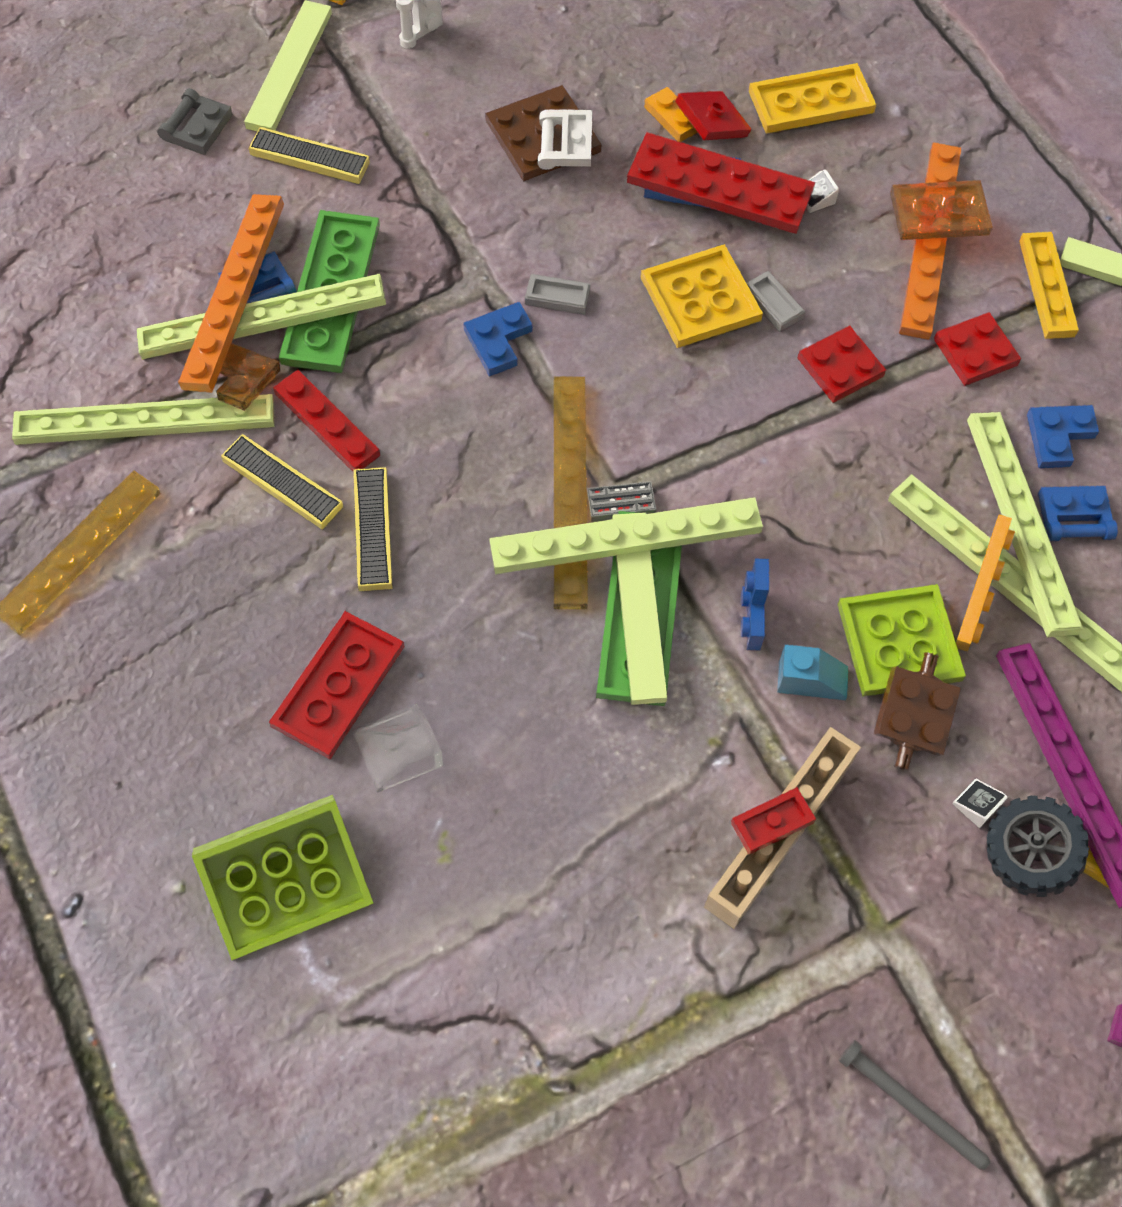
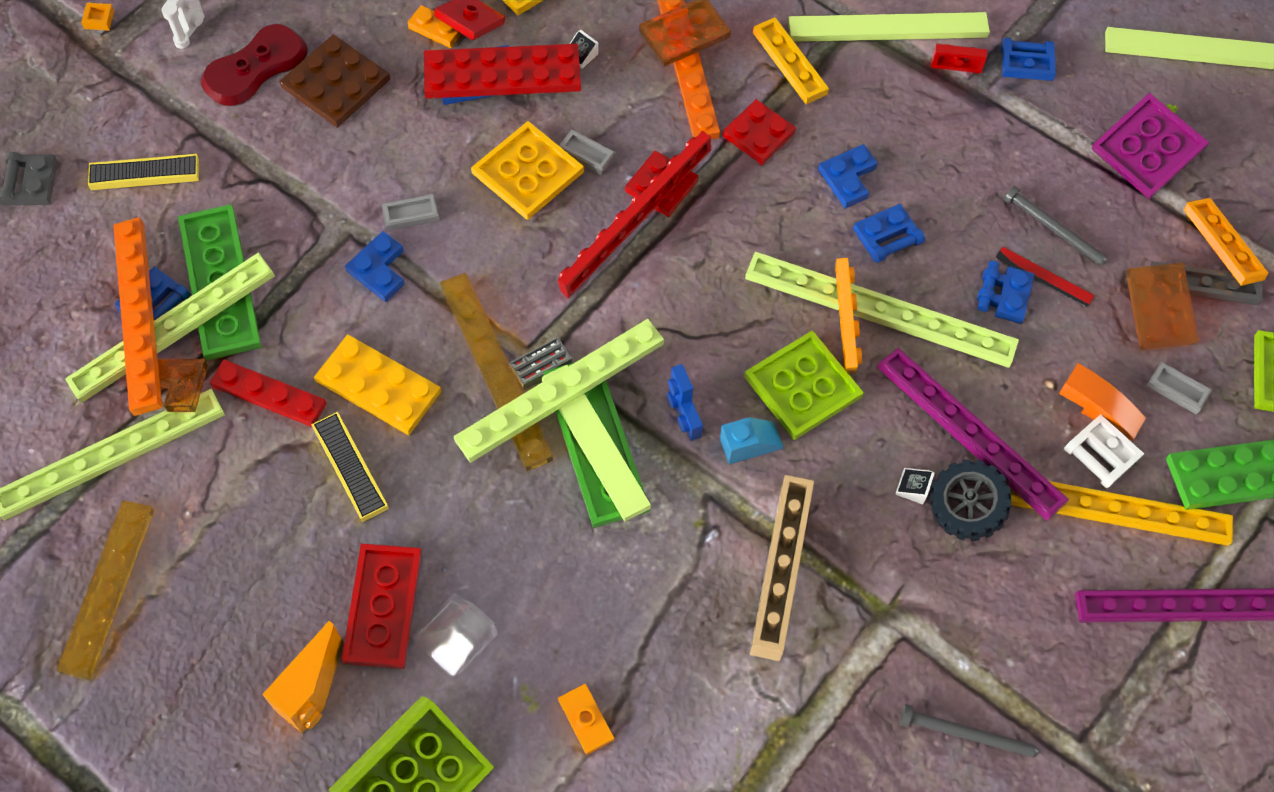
camera: 25 degrees left, 0 degrees up
(222, 727) = (304, 685): none -> light orange slope
(282, 481) = (254, 458): tile -> none
(288, 66) = (88, 101): yellowish green tile -> none
(441, 457) = (378, 384): none -> yellow plate
(446, 94) = (239, 75): none -> dark red plate
(493, 897) = (586, 719): none -> light orange plate
(575, 138) = (367, 75): white plate -> none
(773, 820) = (776, 565): red plate -> none
(794, 383) = (627, 221): none -> red plate
(917, 711) = (840, 435): reddish brown plate -> none
(1030, 537) = (844, 244): yellowish green tile -> none

